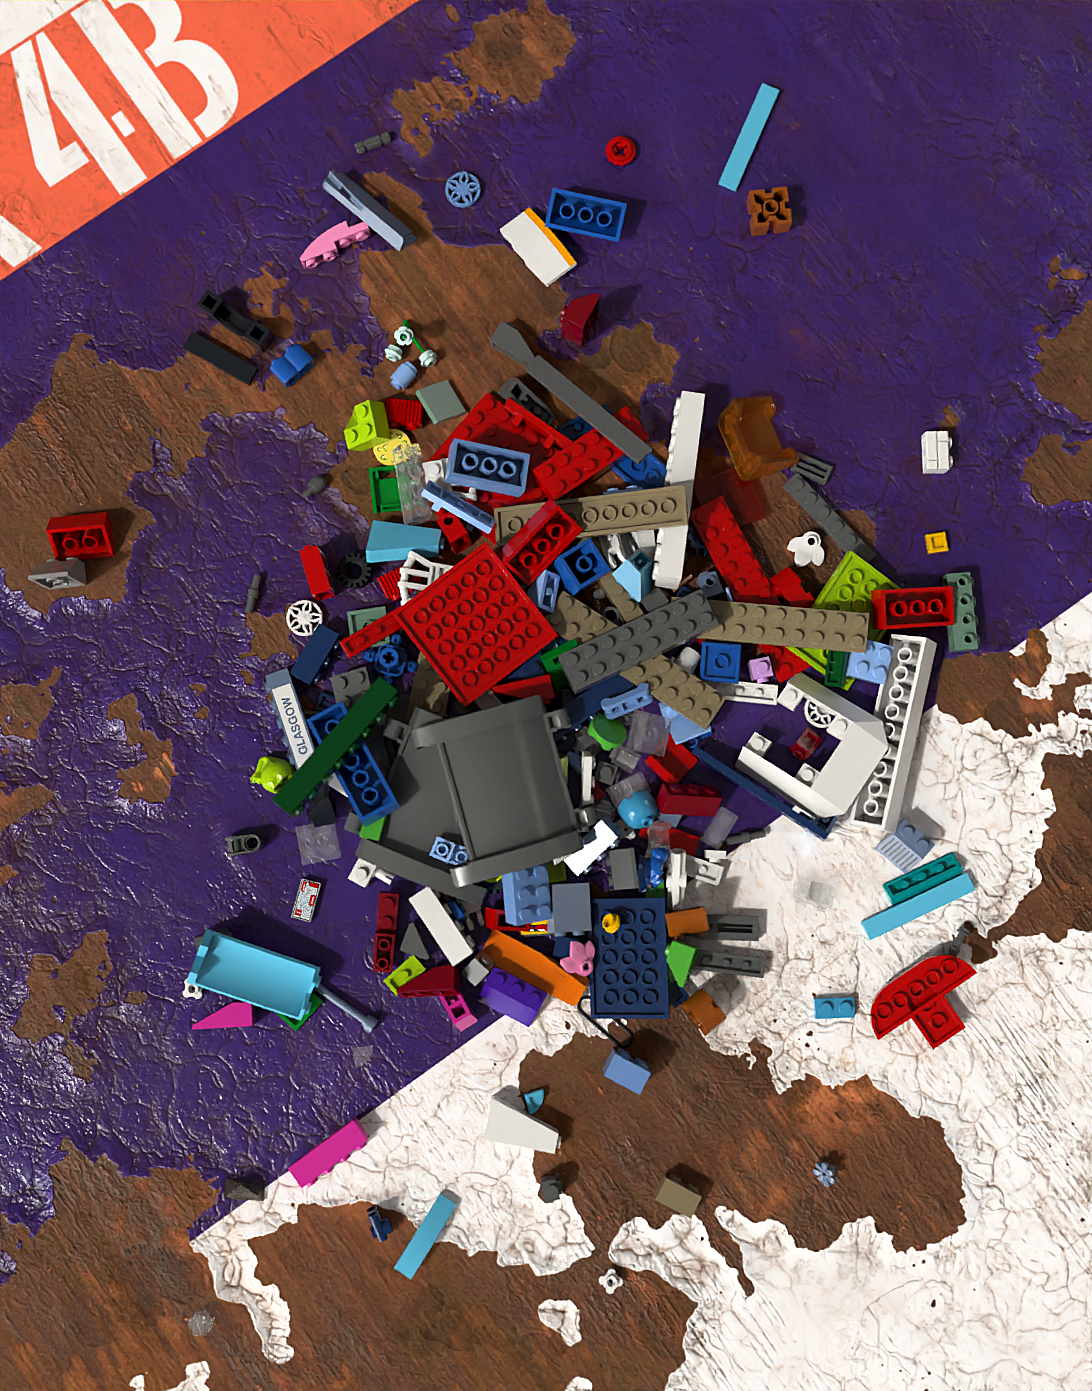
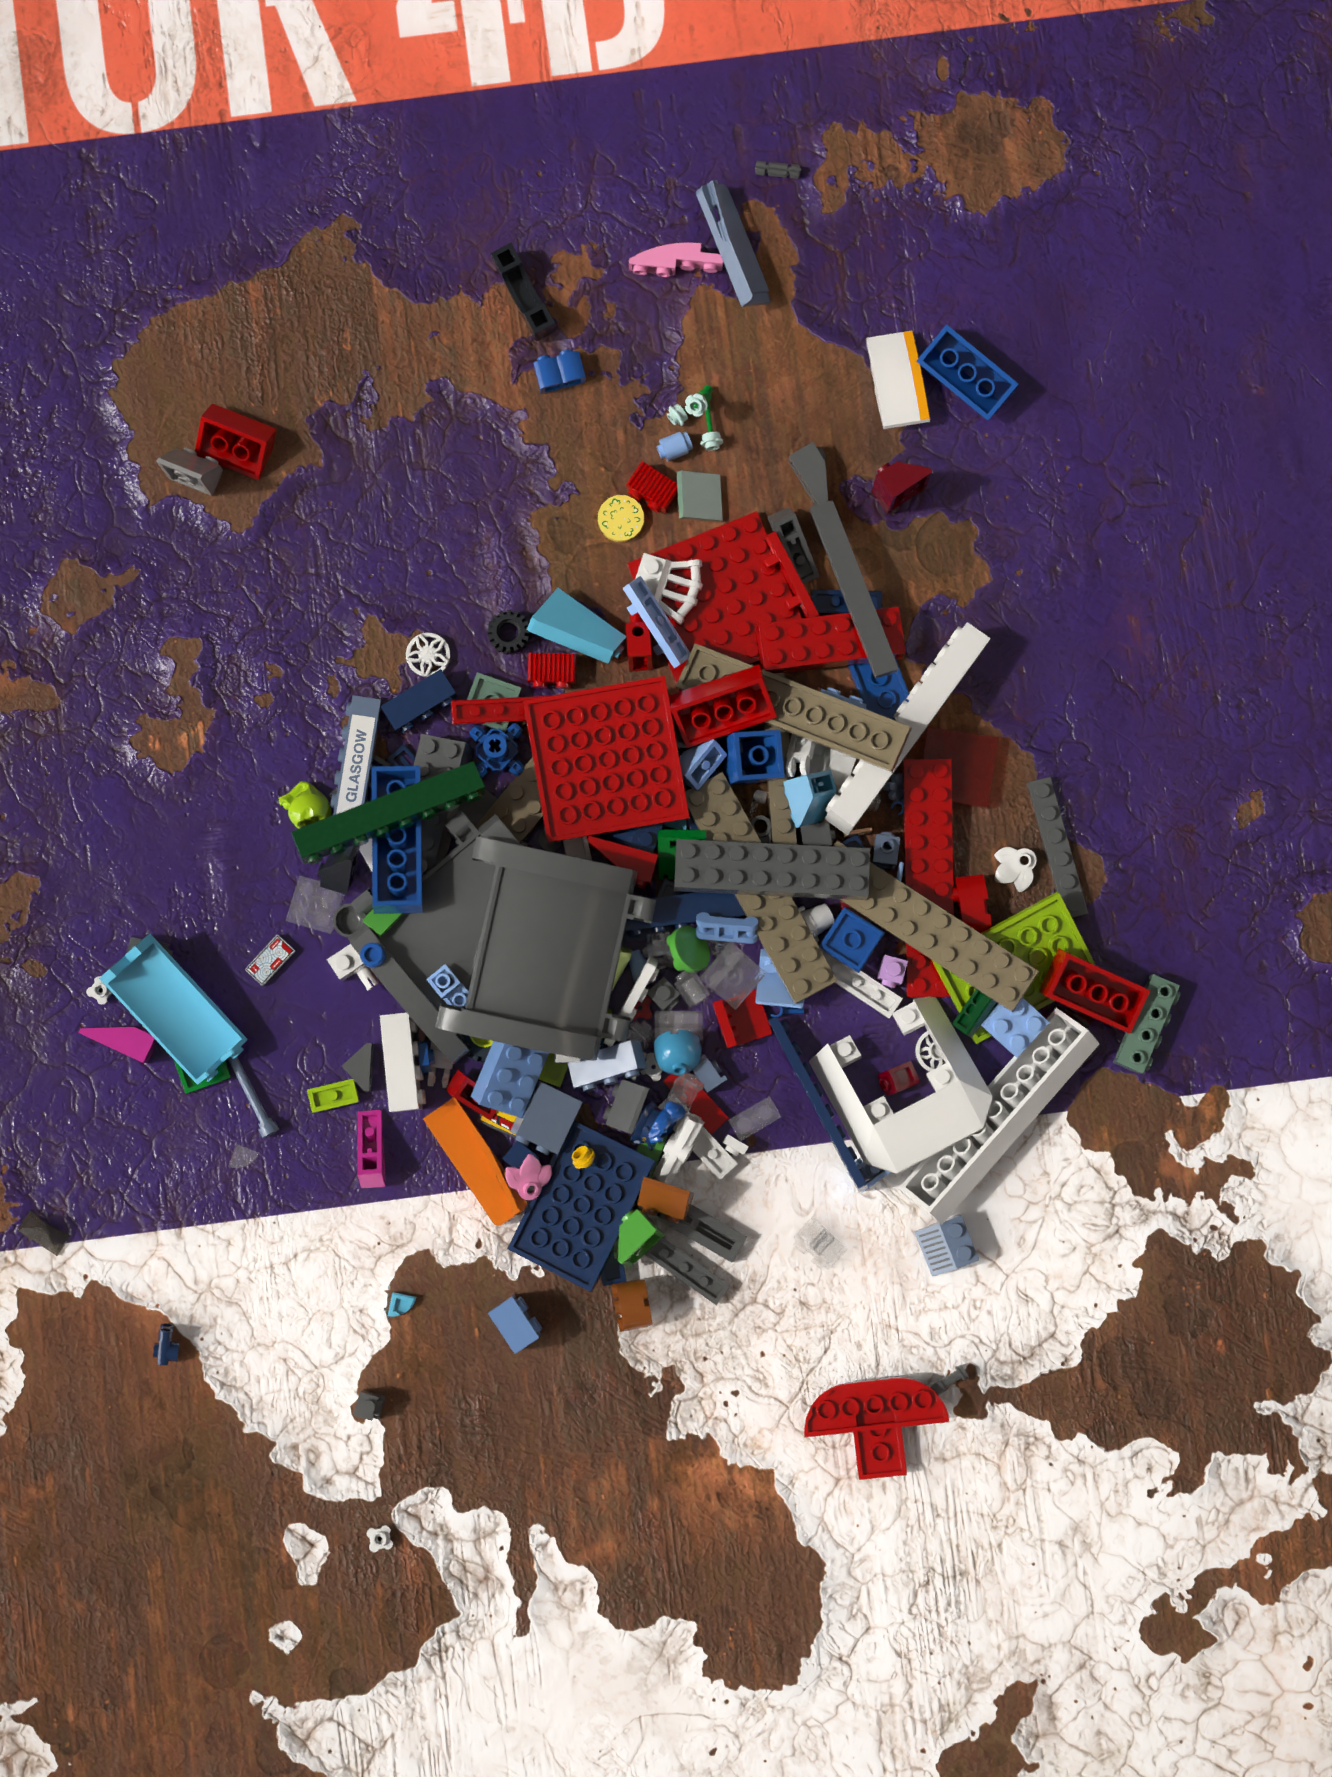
camera: 30 degrees right, 0 degrees up
(220, 358) = (486, 323): black tile -> none
(241, 844) = (231, 864): dark grey piece -> none
(253, 594) = (386, 599): dark grey bar -> none
(314, 486) = (514, 517): dark grey cylinder -> none
(317, 572) = (467, 613): red brick -> none
(328, 1152) = (153, 1240): dark pink brick -> none
(347, 841) = (347, 920): none -> dark grey piece
(367, 426) = (605, 482): lime slope -> none
(380, 858) = (372, 955): none -> blue tile
(384, 491) = (594, 567): green container -> none
(386, 931) = (337, 1039): dark red slope -> none
(411, 484) = (620, 569): clear brick -> none
(425, 1236) = (208, 1384): medium azure slope -> none
(435, 571) = (595, 678): white plate -> none
(435, 982) = (359, 1120): dark red slope -> none
(462, 189) = (849, 272): medium blue wheel -> none
(478, 968) = (415, 1130): brick -> none
(487, 468) = (710, 595): medium blue brick -> none
(511, 996) = (435, 1179): dark purple slope -> none
(517, 1128) = (366, 1322): white slope -> none
(598, 1027) = (512, 1267): black piece -> none
(620, 143) = (1052, 311): red gear -> none
(678, 1195) = (500, 1486): dark tan brick -> none
(688, 799) = (737, 1069): dark red brick -> none
(745, 837) = (778, 1144): dark grey bar -> none
(748, 137) = (1198, 376): medium azure tile -> none
(752, 438) = (1021, 714): clear orange windscreen -> none
(775, 202) = (1187, 467): dark orange brick -> none
(809, 475) = (1049, 770): dark grey tile -> none
(825, 1172) = (670, 1548): sand blue plant -> none
(834, 1007) = (776, 1378): dark azure plate -> none
(917, 906) = (926, 1318): medium azure tile -> none
(922, 879) = (948, 1292): teal slope -> none
(936, 452) = (1216, 834): white brick -> none
(936, 542) = (1163, 935): yellow tile -> none

